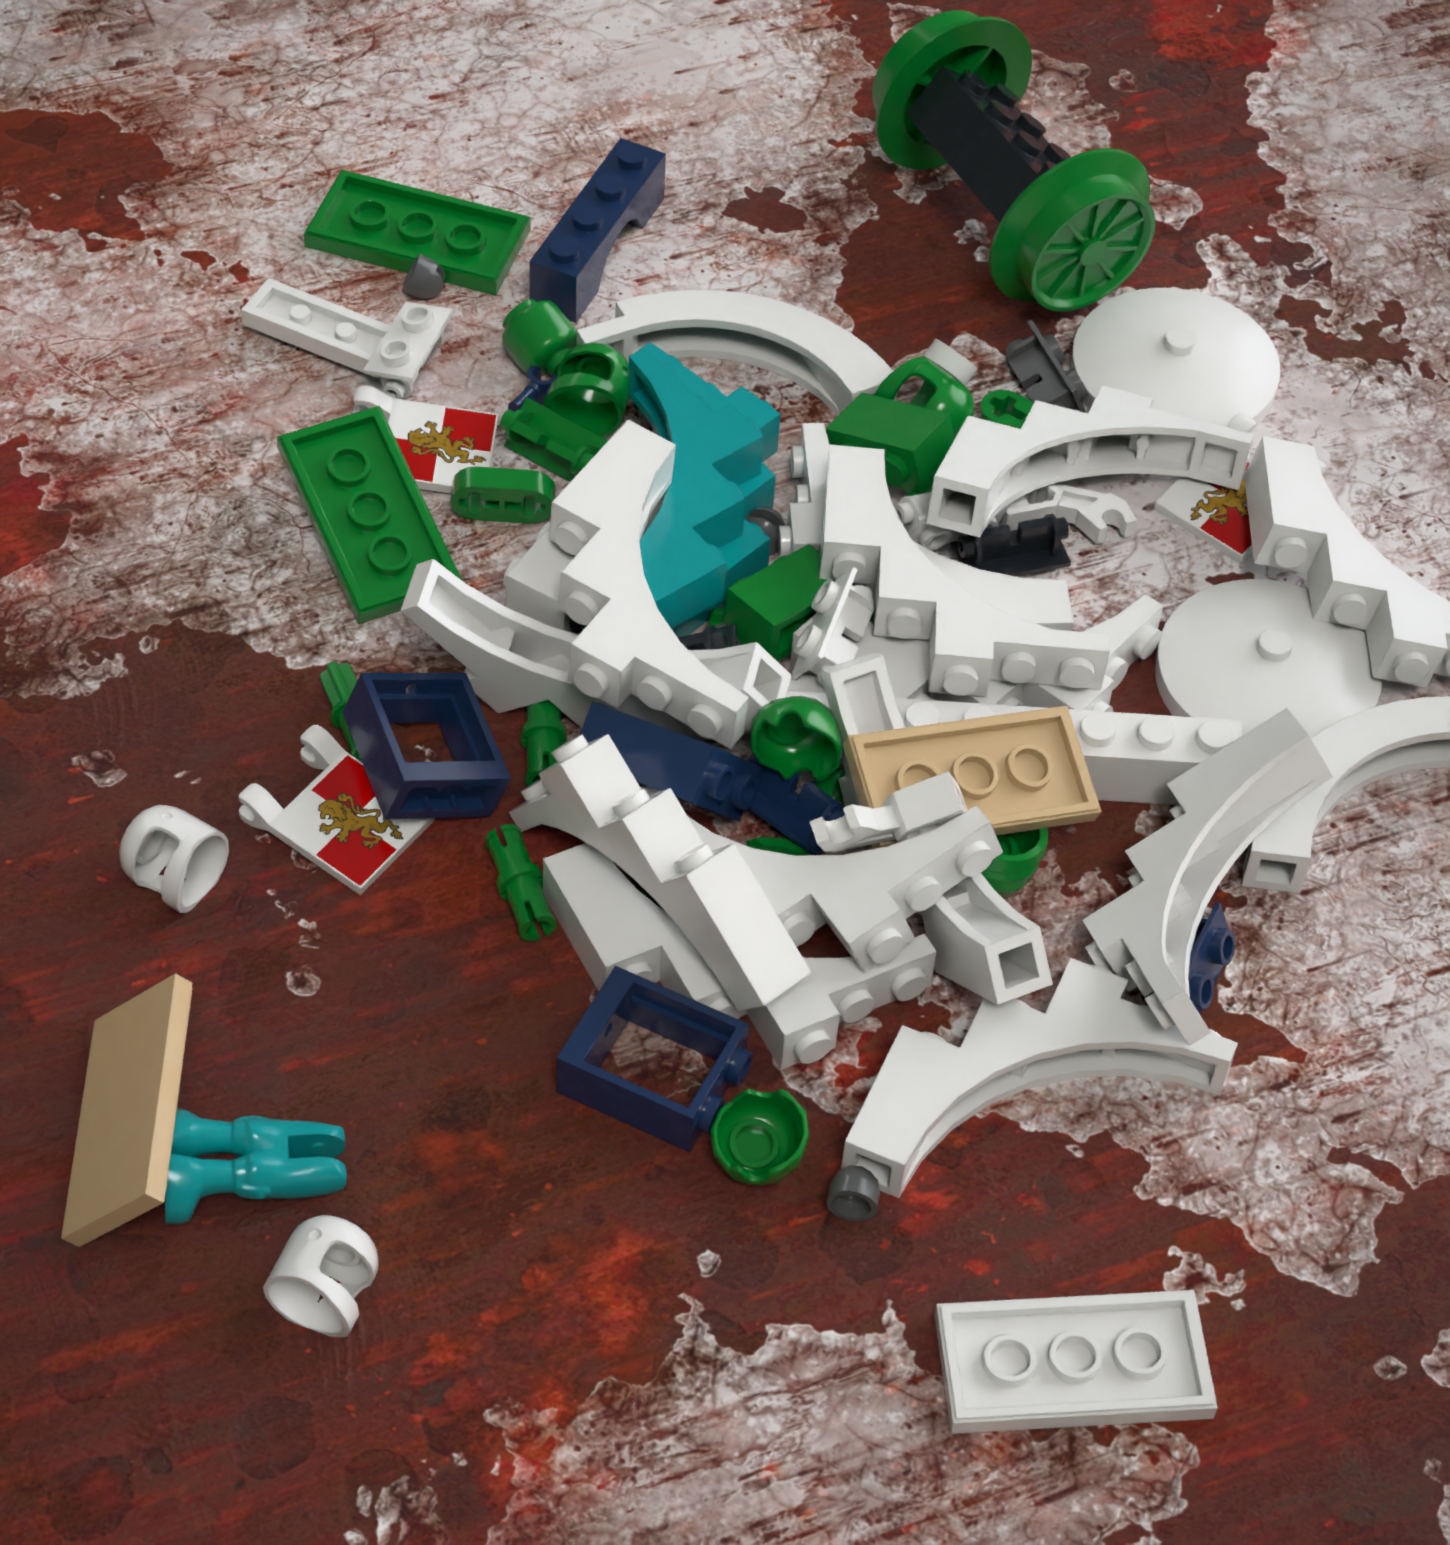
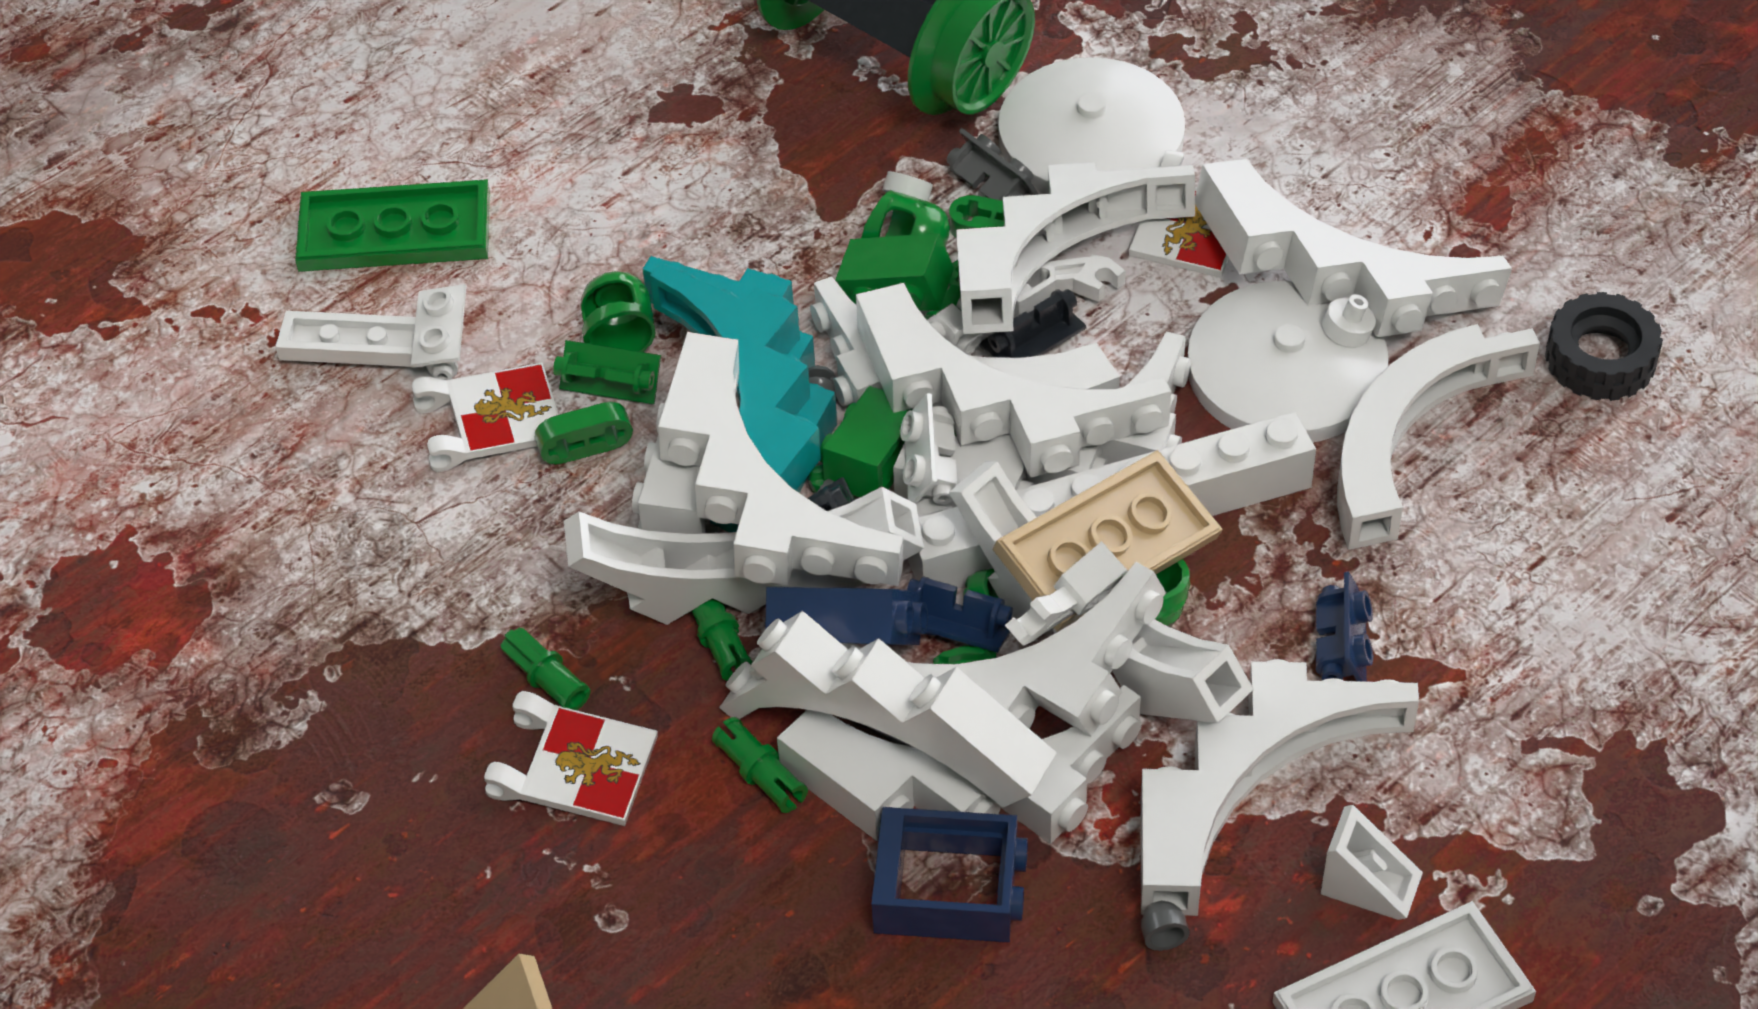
camera: 15 degrees left, 0 degrees up
(183, 844) = (452, 837): white helmet -> none
(364, 508) = (474, 489): green tile -> none
(424, 278) = (420, 264): dark grey hinge -> none
(426, 789) = (679, 679): dark blue window -> none
(534, 390) = (566, 330): dark blue hand -> none
(538, 335) = (549, 284): green head -> none
(574, 254) = (546, 193): dark blue arch -> none
(748, 331) = (731, 216): white arch -> none
(760, 1136) = (1067, 906): green hair -> none
(797, 737) = (948, 554): green hair -> none
(1096, 1213) = (1368, 868): none -> white slope
(1218, 814) = (1314, 499): white arch -> none
(1347, 650) = (1349, 321): none -> white tile

